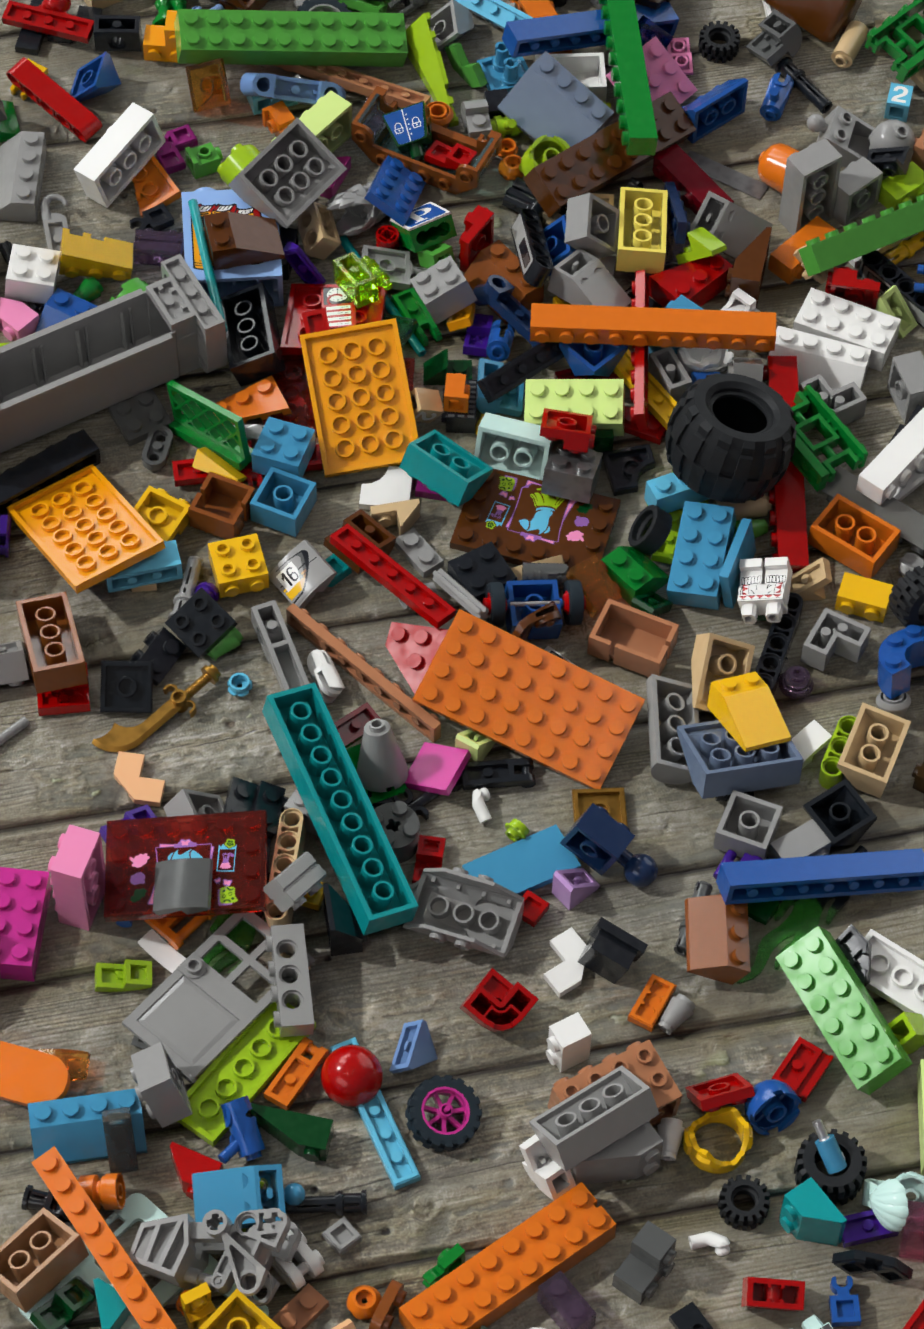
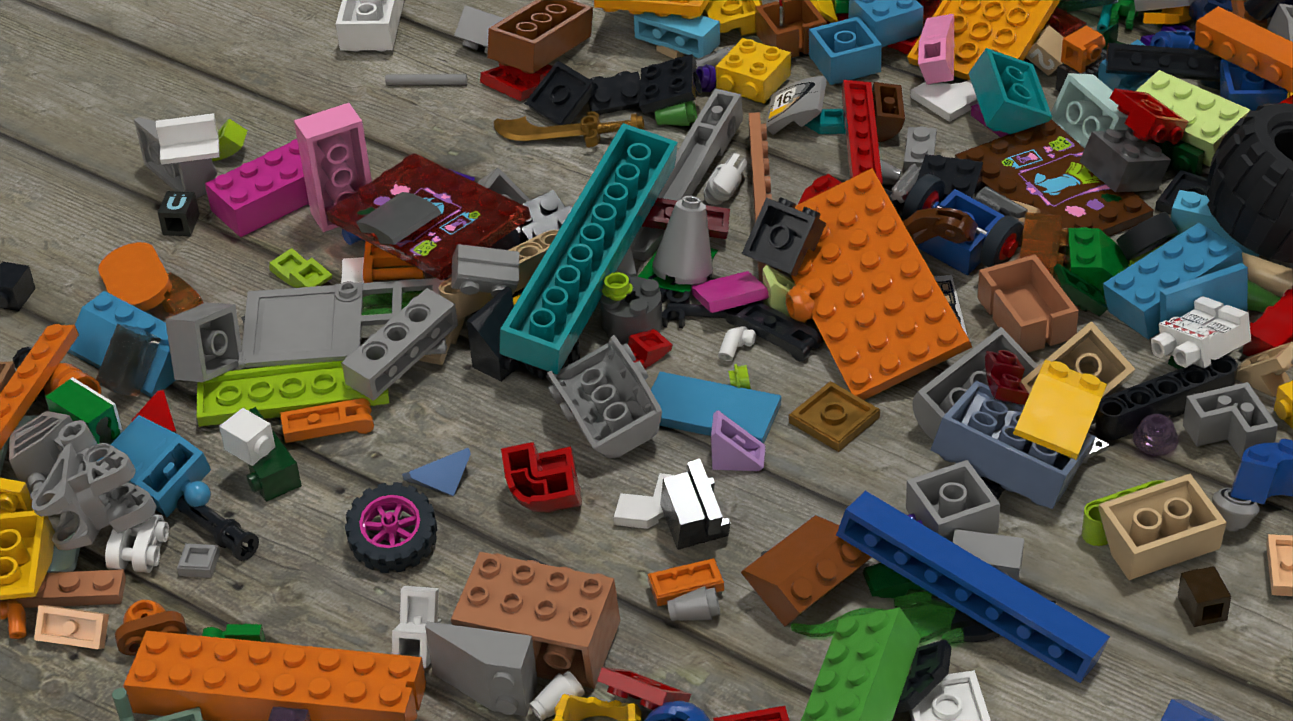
camera: 50 degrees right, 15 degrees down
(140, 789) = (490, 154): light nougat tile -> none
(159, 1201) = (88, 406): none -> green piece
(244, 1131) = (229, 403): blue piece -> none
(290, 1128) = (247, 436): none -> white brick
(351, 1075) = (362, 450): red piece -> none
(352, 455) = (937, 49): none -> bright pink slope
(386, 1137) = (360, 474): medium azure tile -> none
(392, 821) = (617, 286): none -> lime plate
(399, 513) = (932, 111): tan slope -> none
(452, 704) = (783, 235): none -> black plate
(501, 746) = (799, 303): none -> orange plate
(533, 908) = (675, 439): red plate -> none
(568, 1042) = (561, 540): white brick -> none
(595, 1117) = (474, 597): light grey slope -> none
(603, 841) = (795, 429): dark blue brick -> none
(688, 709) = (1004, 377): none -> dark red slope
(810, 741) = (1095, 485): white slope -> none
(841, 814) = (1057, 556): black slope -> none

